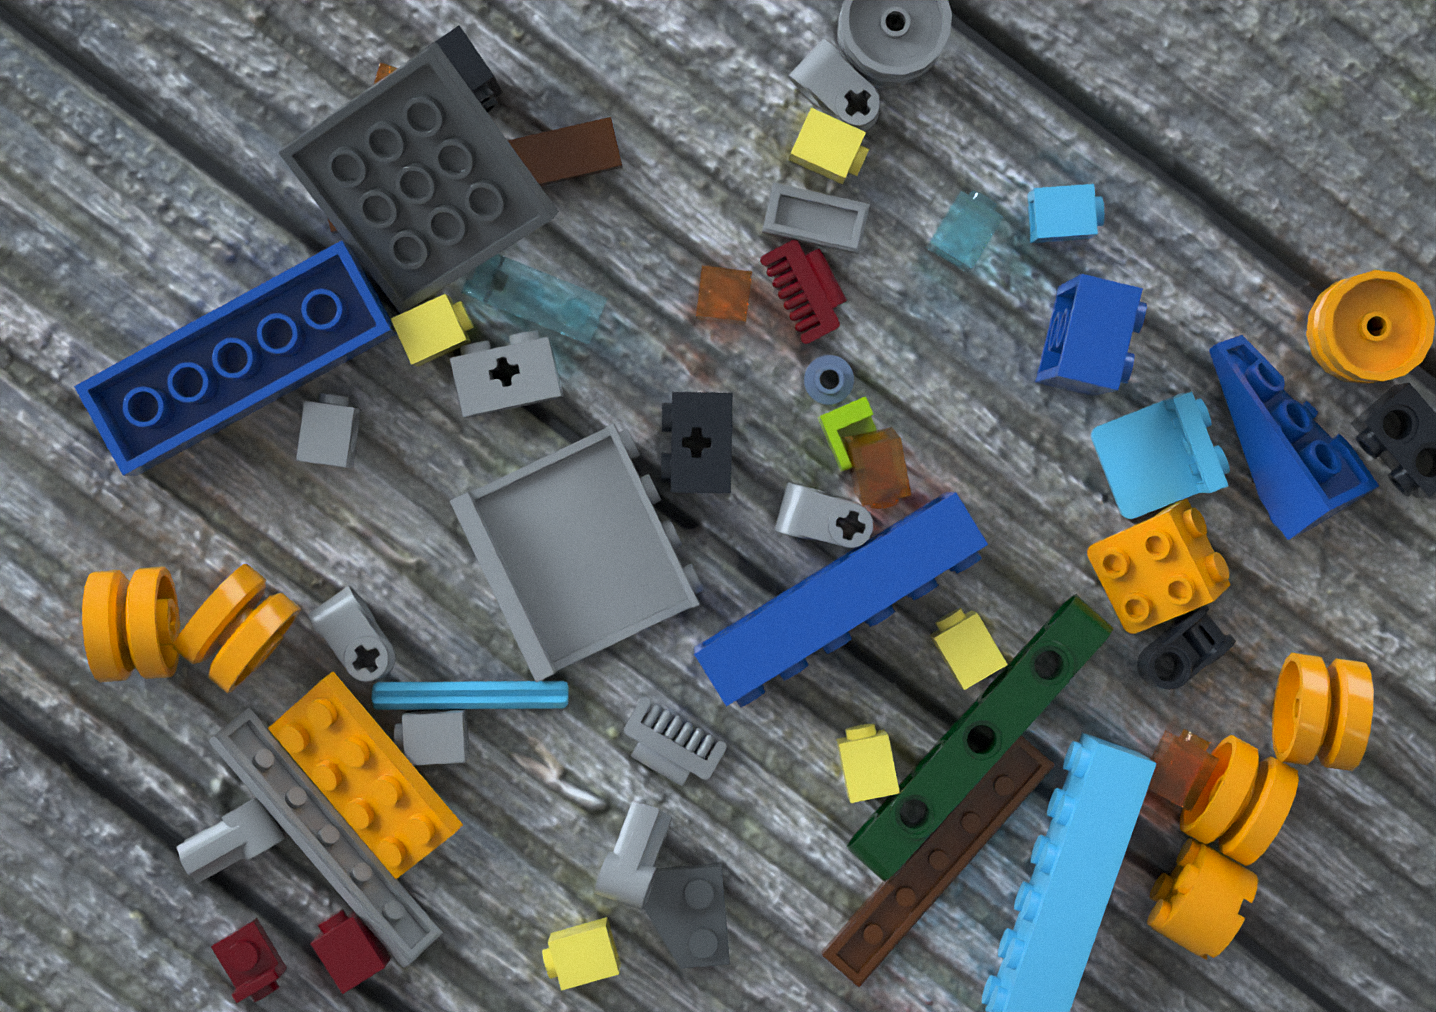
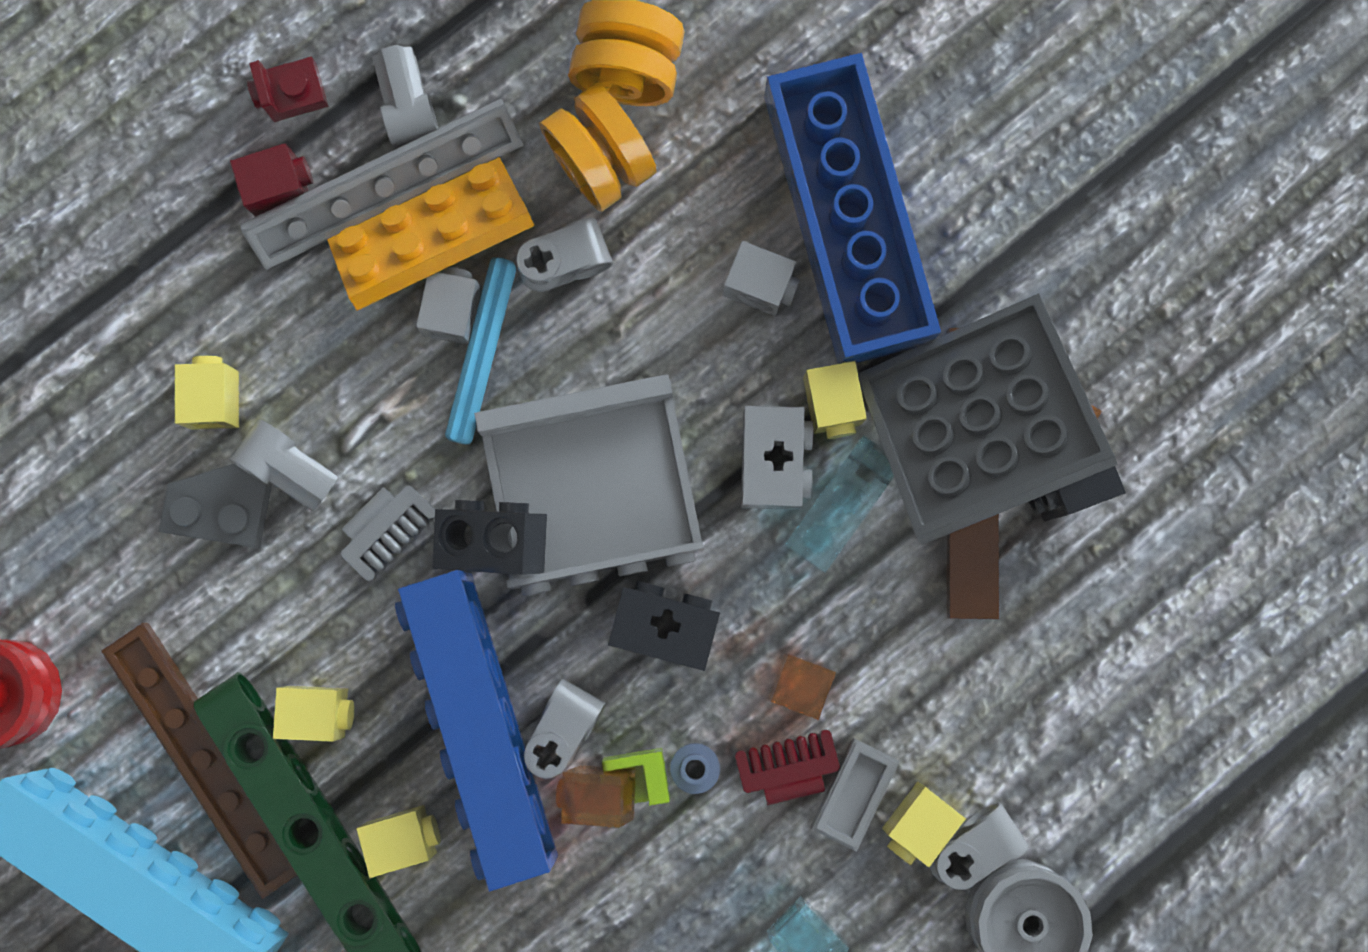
camera: 105 degrees right, 5 degrees down
(664, 633) = (489, 544): none -> black brick

